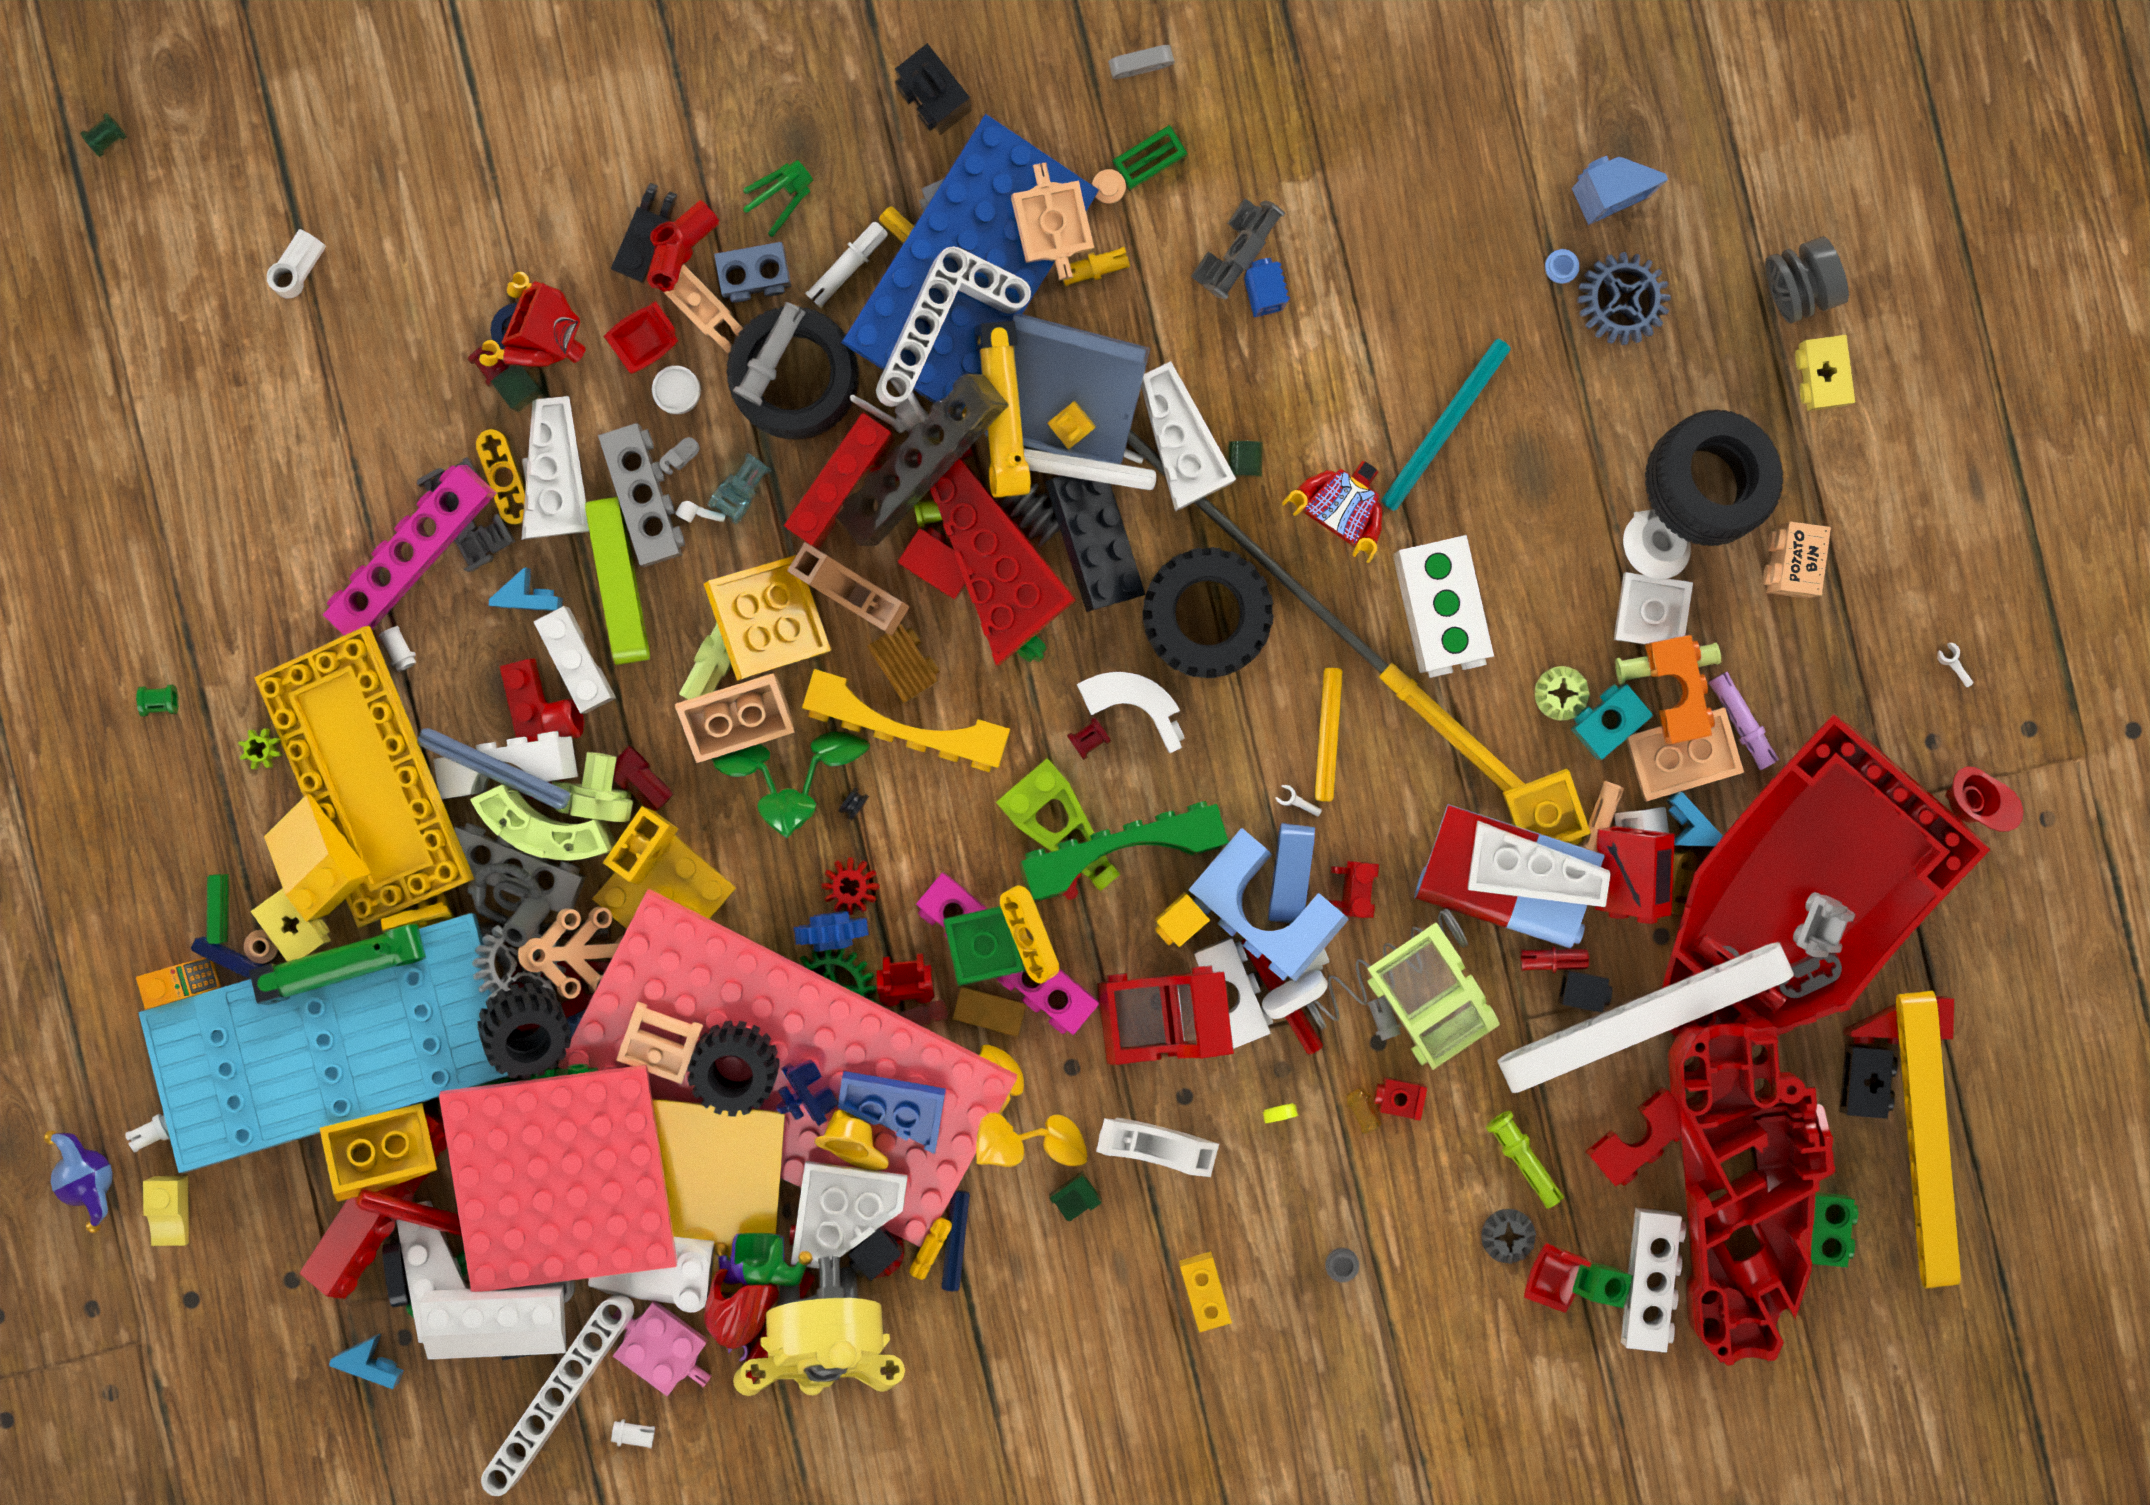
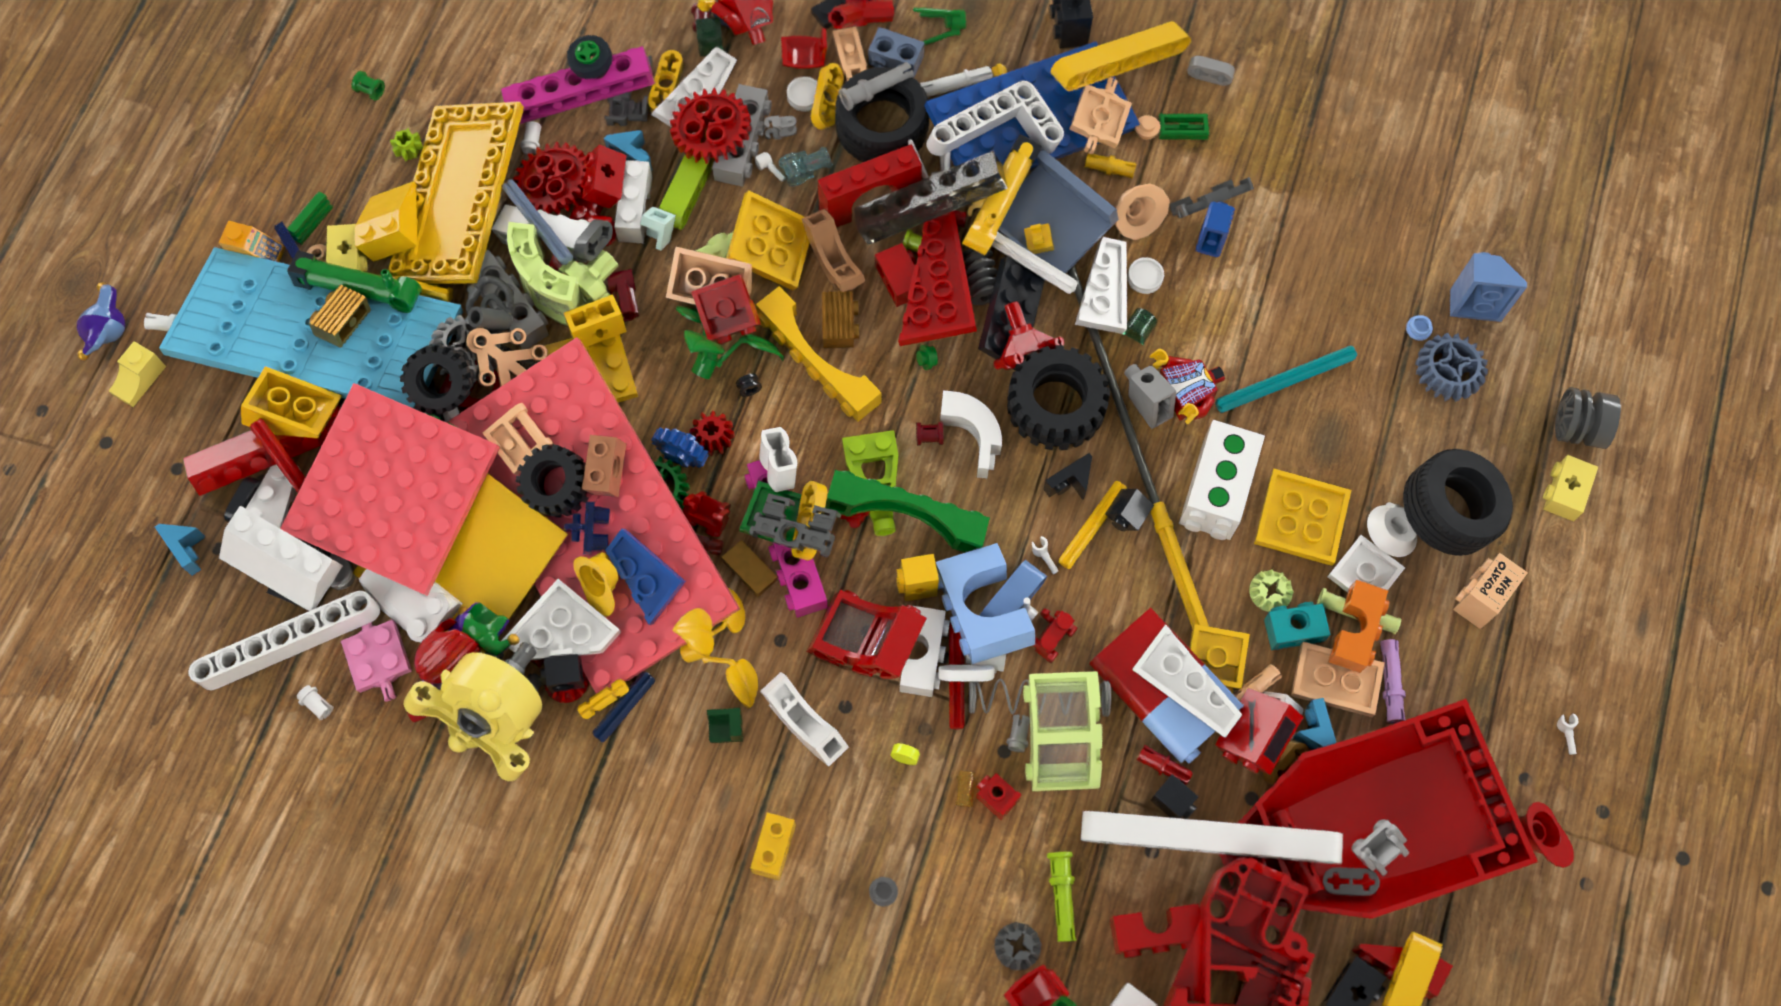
camera: 35 degrees right, 20 degrees down
(352, 1016) = (339, 316): none -> pearl gold brick
(394, 520) = (580, 53): none -> black wheel
(489, 682) = (552, 177): none -> red gear
(540, 667) = (603, 176): none -> red brick
(573, 752) = (593, 240): none -> dark grey beam
(625, 673) = (659, 226): none -> light aqua panel
(635, 510) = (710, 125): none -> red gear
(713, 367) = (820, 103): none -> yellow beam
(778, 1022) = (604, 466): none -> nougat brick
(779, 744) = (726, 309): none -> red plate
(960, 892) = (778, 459): none -> white brick
(1030, 123) = (1120, 56): none -> yellow beam
(1046, 959) = (809, 537): none -> dark grey piece
(1131, 571) = (1022, 339): none -> axle
(1165, 315) = (1141, 211): none -> light nougat hat
(1215, 387) = (1145, 275): none -> white piece
(1279, 687) = (1075, 474): none -> black slope
(1318, 550) = (1151, 394): none -> light grey torso
(1318, 879) = (1030, 610): none -> white hand
(1360, 699) = (1129, 510): none -> black brick
(1551, 586) = (1302, 517): none -> yellow plate

